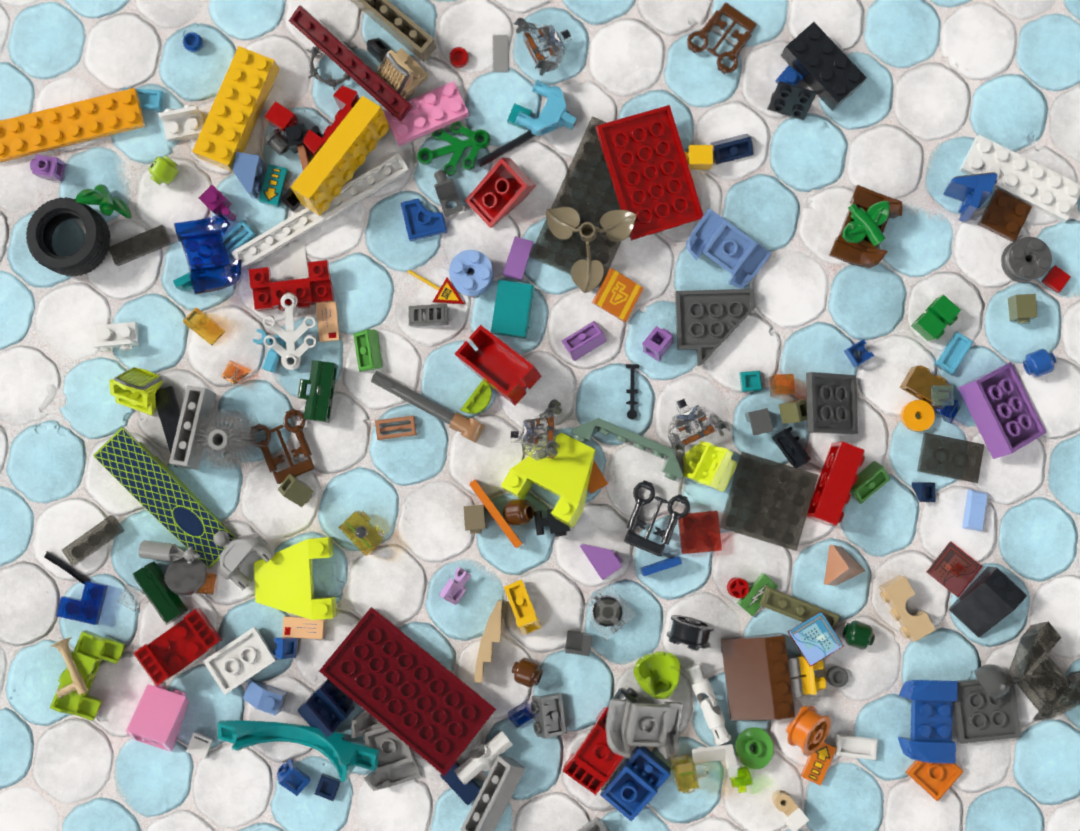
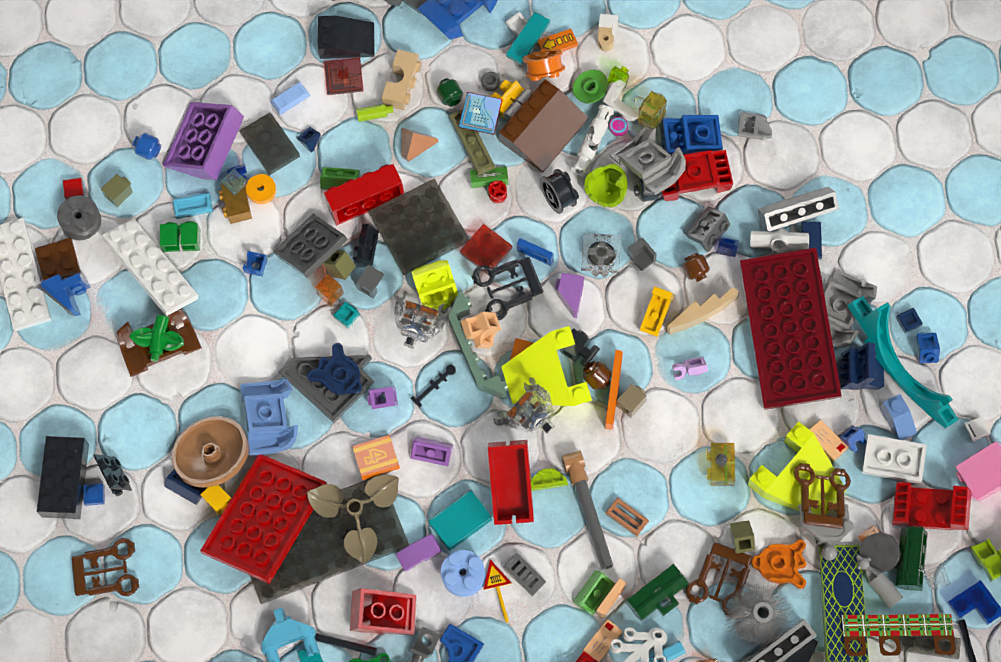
camera: 130 degrees left, 15 degrees down
(126, 527) = (892, 626): none -> piece
(244, 557) = (816, 519): none -> reddish brown piece
(252, 501) = (781, 563): none -> orange tile
(349, 355) = (611, 598): none -> light nougat tile
(638, 463) = (481, 329): none -> light nougat brick
(700, 735) = (618, 126): none -> tile
(708, 327) = (337, 374): none -> dark blue tile
(738, 182) = (210, 451): none -> medium nougat dish
(845, 742) = (528, 38): none -> teal tile
(899, 560) = (374, 112): none -> lime cylinder
(932, 272) = (150, 267): none -> white plate

